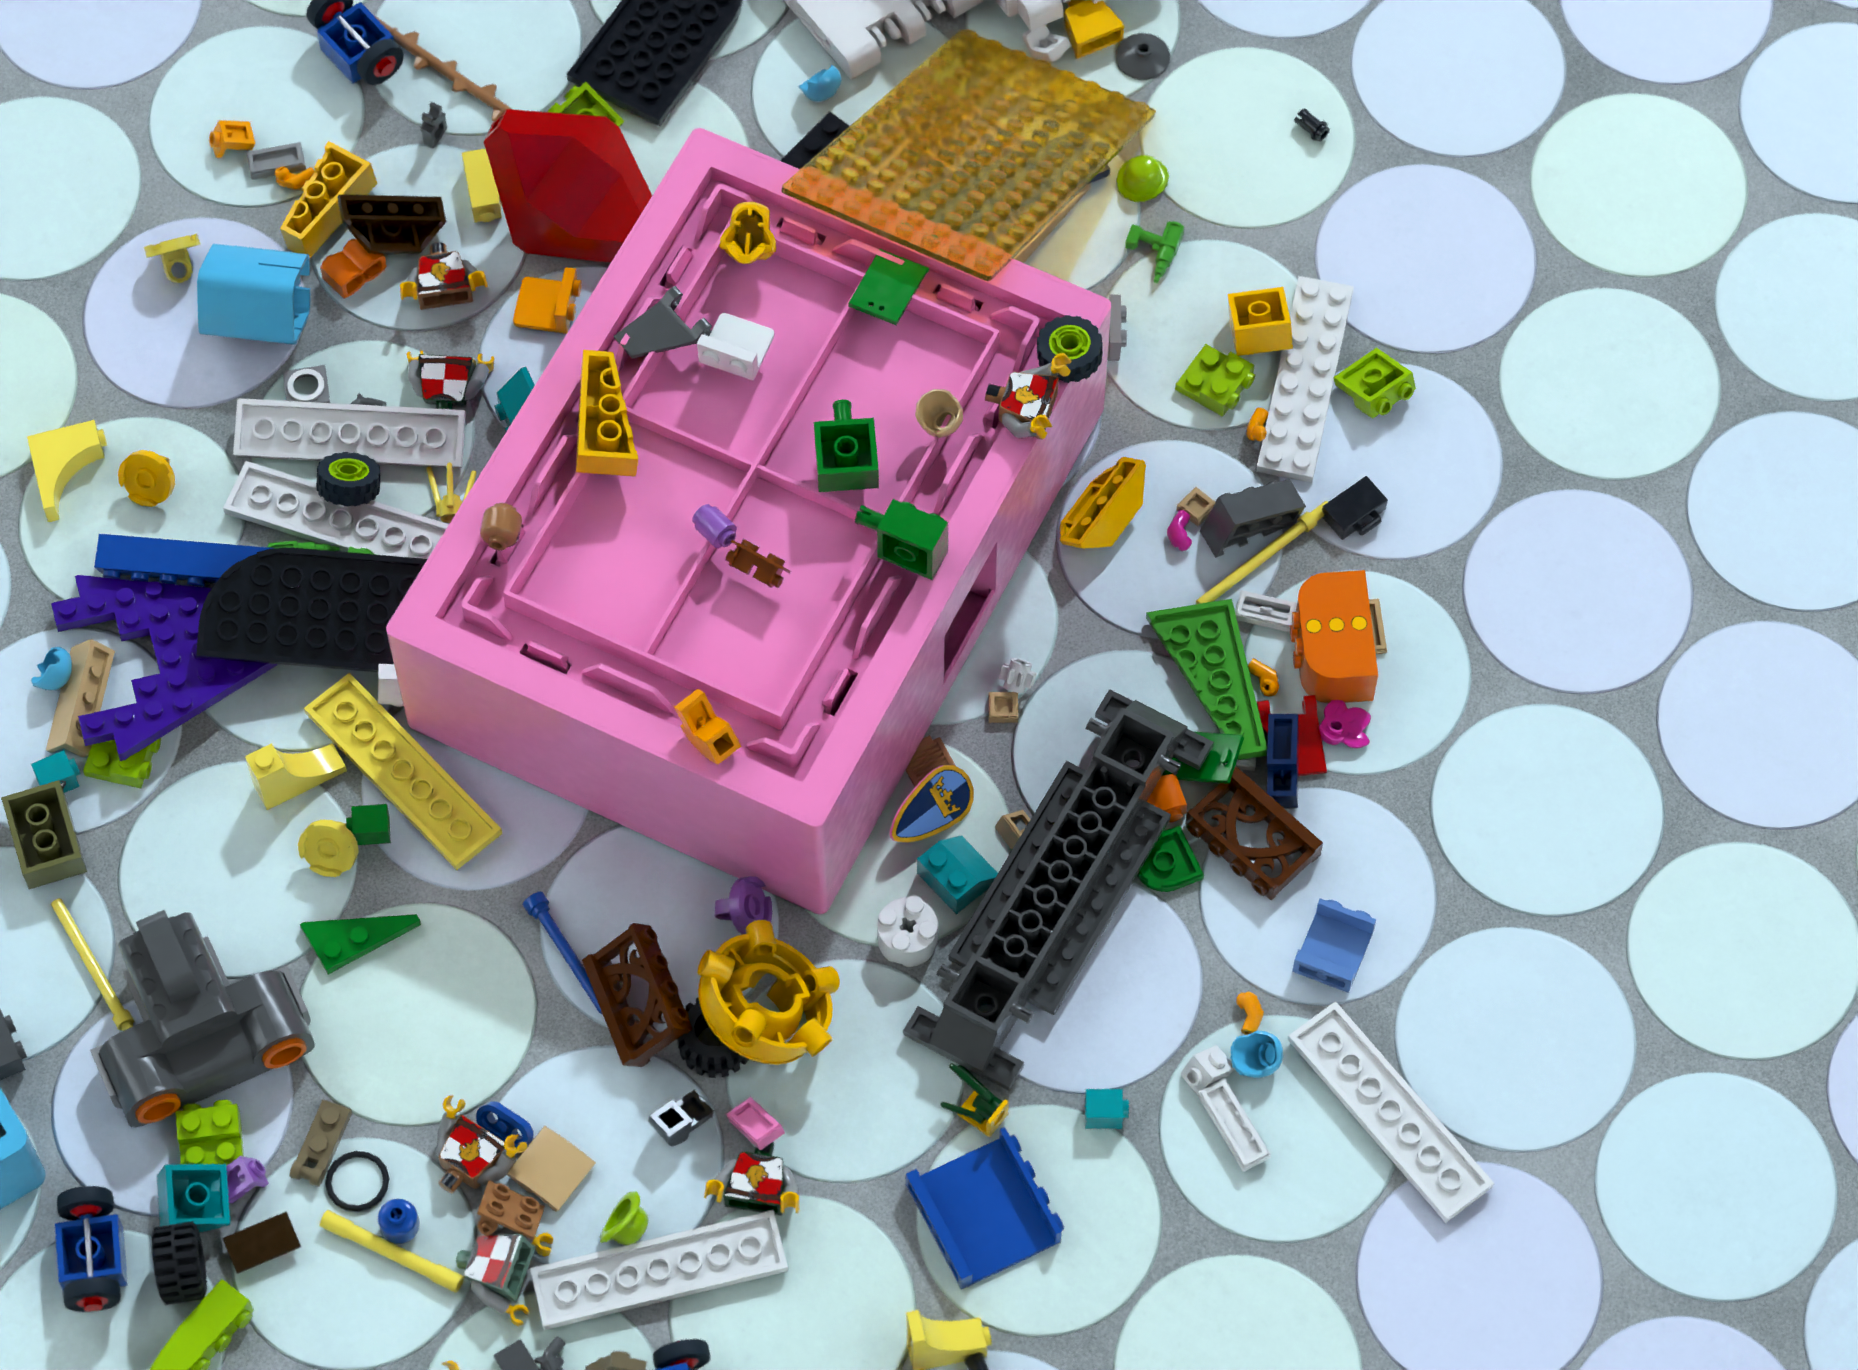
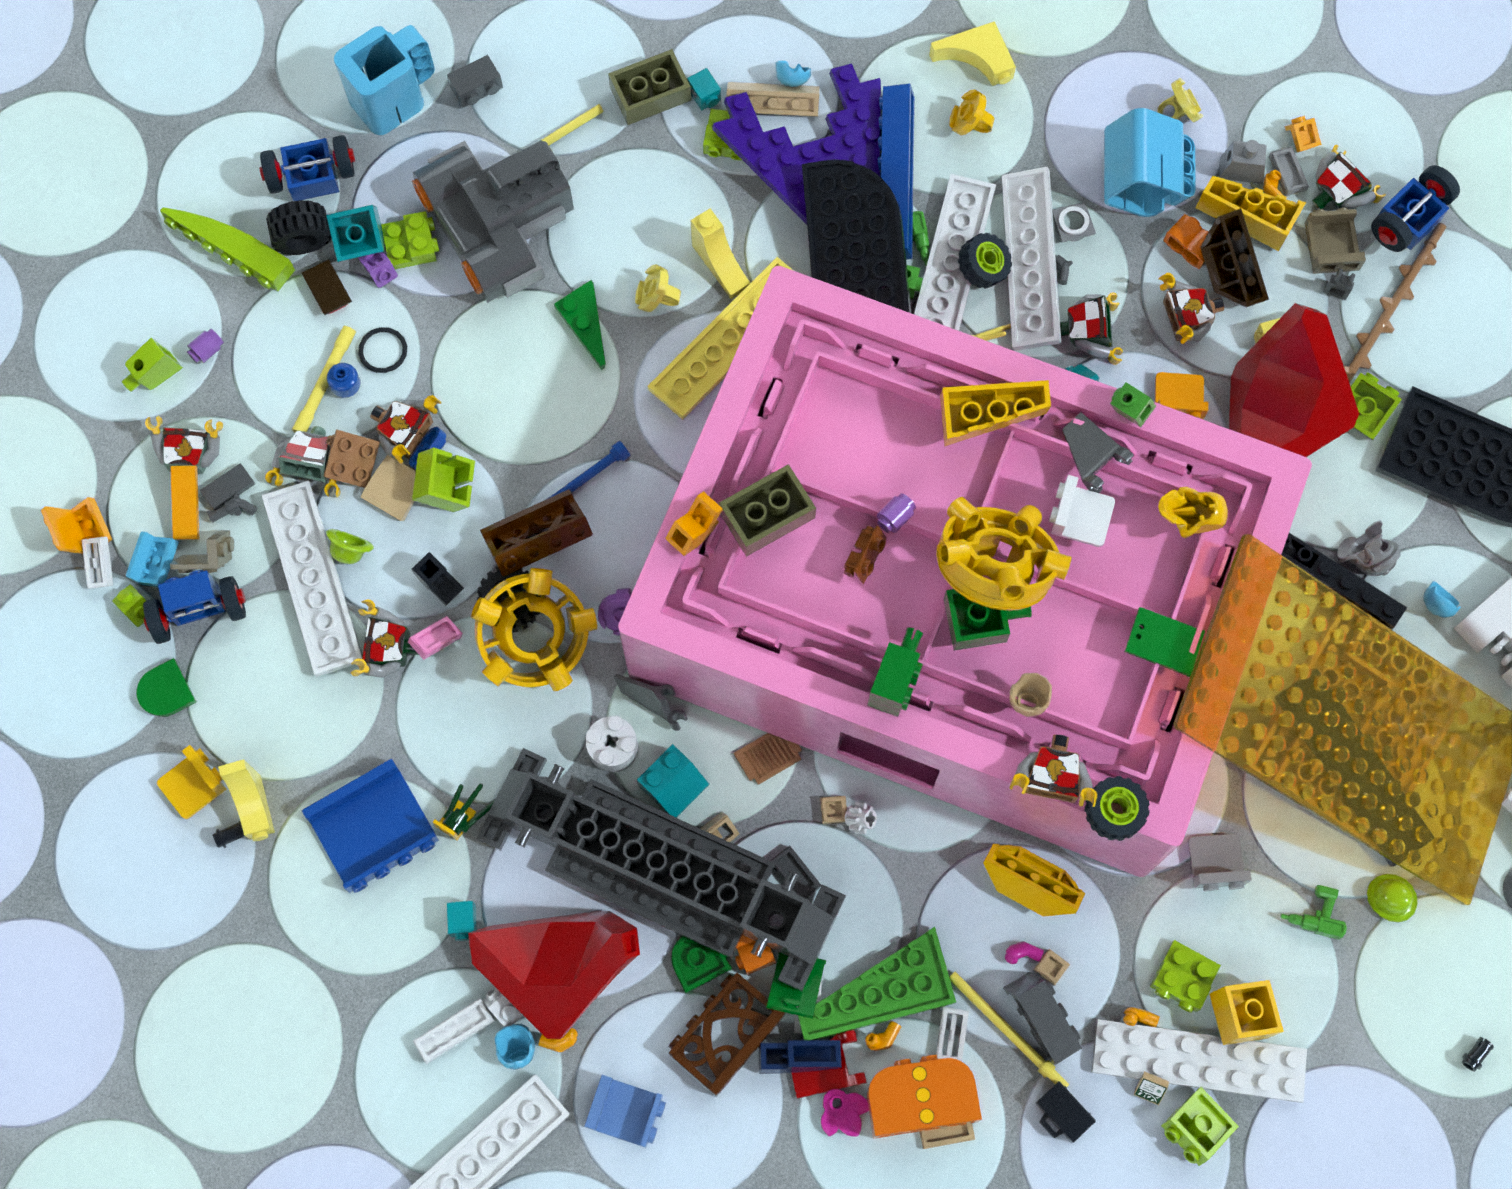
camera: 85 degrees right, 10 degrees up
(265, 191) = (1243, 162): none -> light grey torso
(303, 106) = (1343, 183): none -> torso
(321, 1142) = (411, 319): dark tan plate -> none
(370, 824) = (677, 317): green brick -> none
(375, 127) = (1333, 241): none -> dark tan panel
(501, 526) = (875, 339): medium nougat head -> none
(544, 1109) = (437, 482): none -> lime piece
(615, 269) = (1132, 404): none -> bright green brick
(699, 649) = (767, 510): none -> olive brick
(762, 132) = (1370, 552): none -> light grey helmet
(791, 390) = (973, 538): none -> yellow piece
(857, 883) = (651, 698): none -> dark grey flag
(933, 805) = (728, 755): shield -> none
(1076, 750) = (789, 861): none -> dark grey tile
(1169, 982) = (554, 964): none -> red panel
(1333, 423) = (1151, 1088): none -> tile

